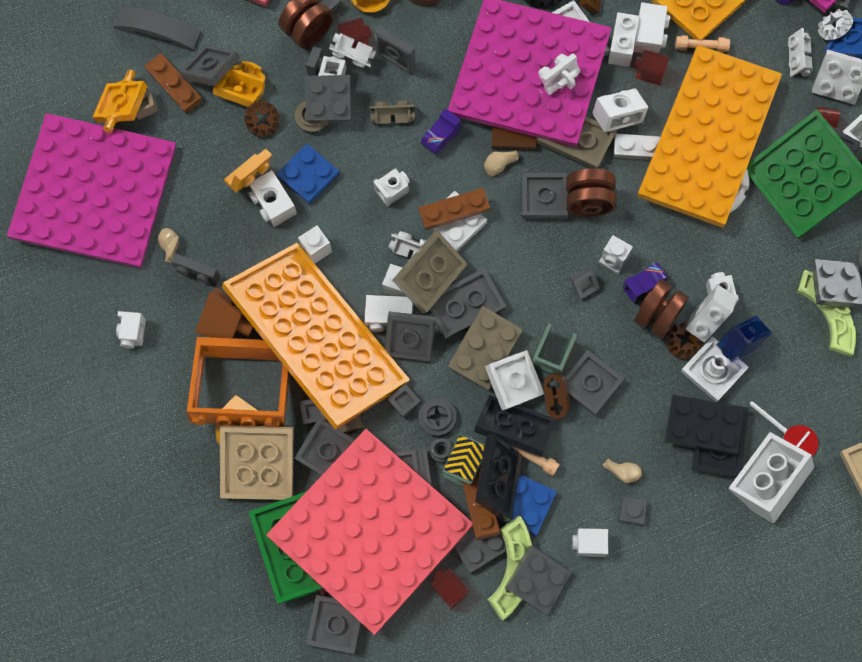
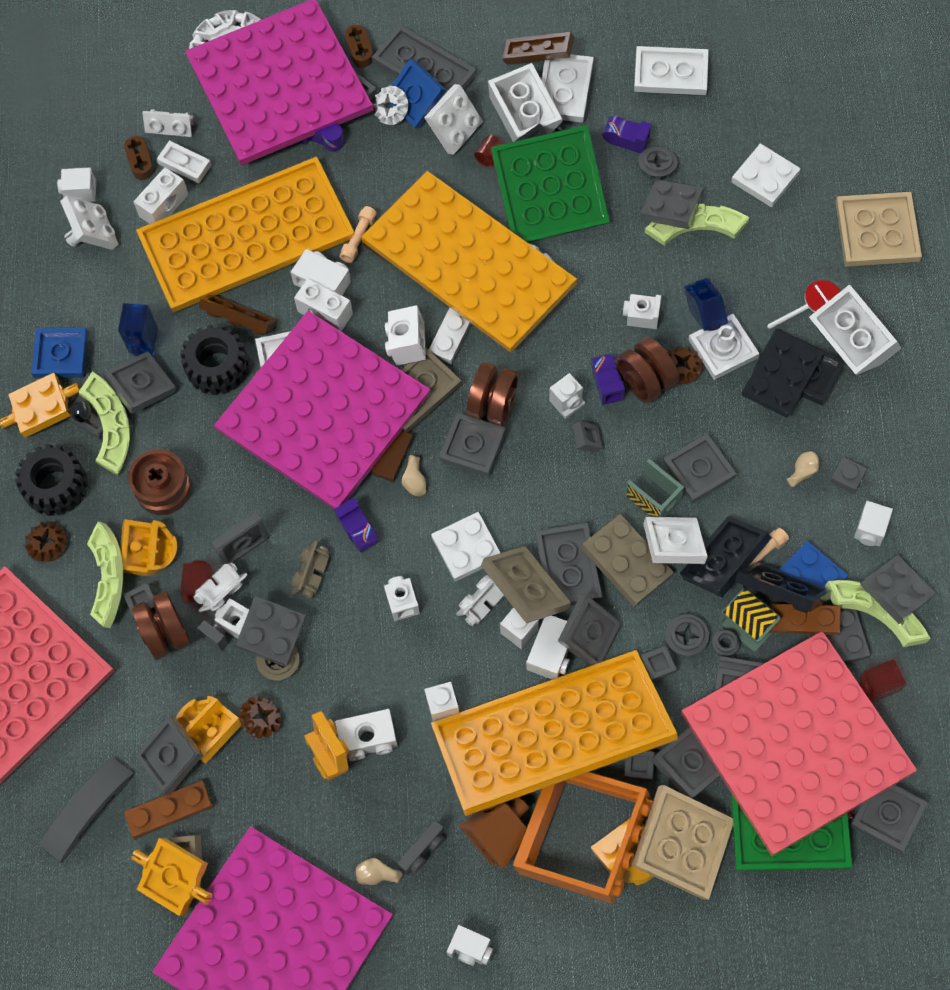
camera: 70 degrees left, 5 degrees down
(308, 174) = (348, 687): blue plate -> none
(454, 209) = (456, 539): dark orange plate -> none
(551, 396) = (706, 499): reddish brown beam -> none
(562, 74) = (352, 373): white hips -> none
(651, 67) = (366, 290): clear red brick -> none
(711, 313) = (669, 323): white brick -> none
(799, 45) = (406, 150): white hinge -> none

